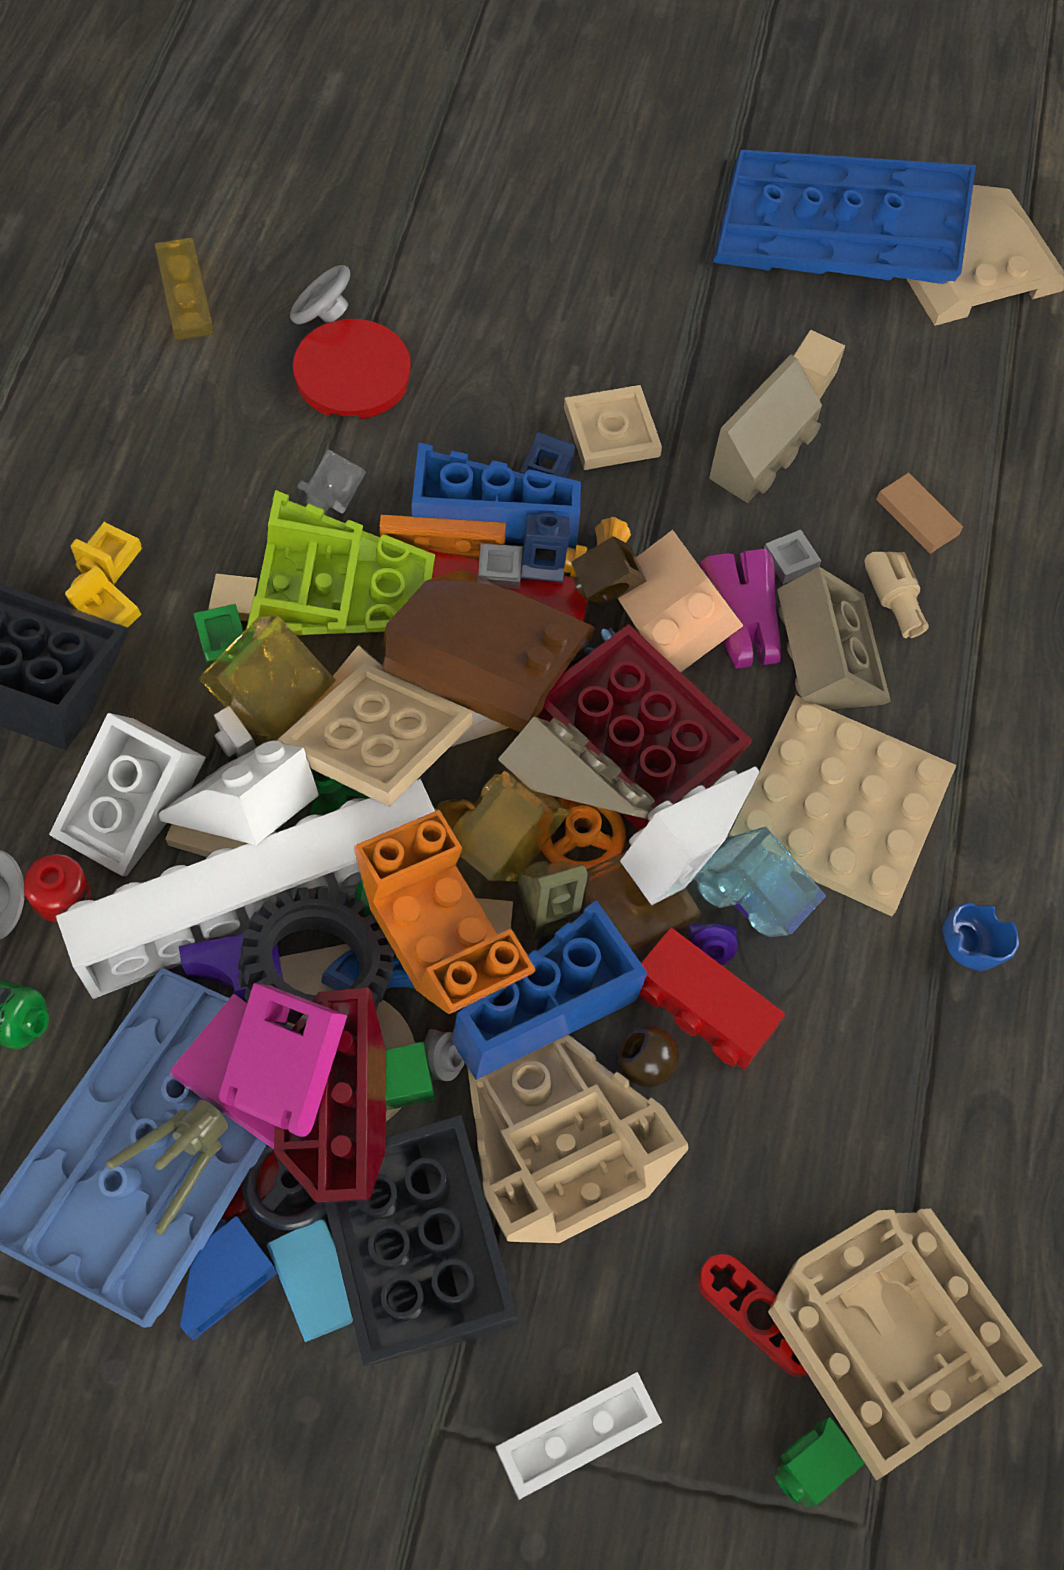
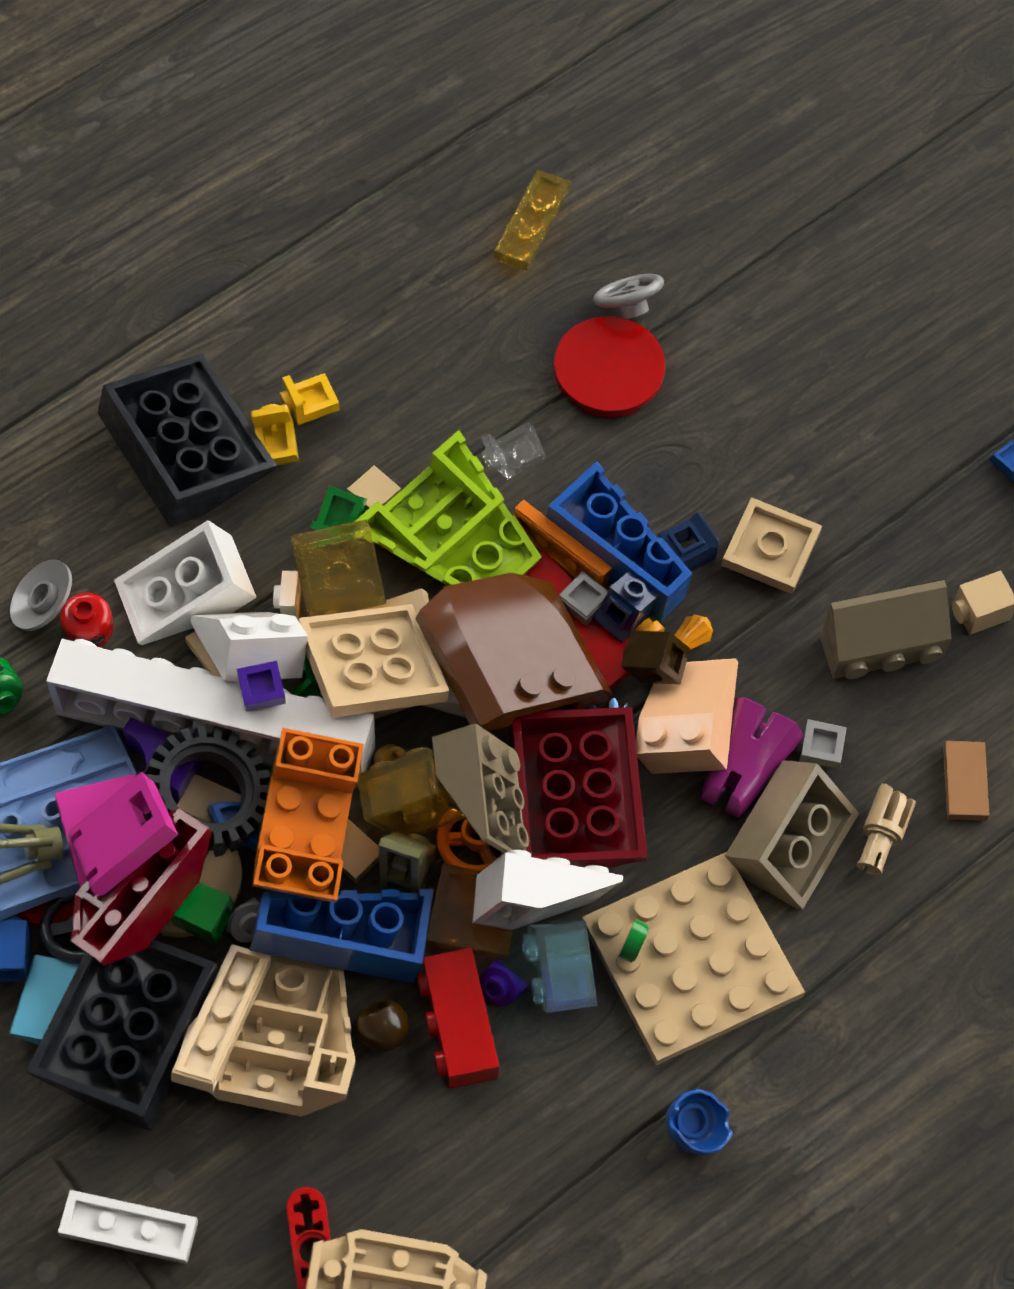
camera: 40 degrees right, 0 degrees up
(297, 823) = (261, 686): none -> dark purple plate
(511, 1166) = (221, 1019): none -> tan tile
(800, 819) = (634, 941): none -> green tile

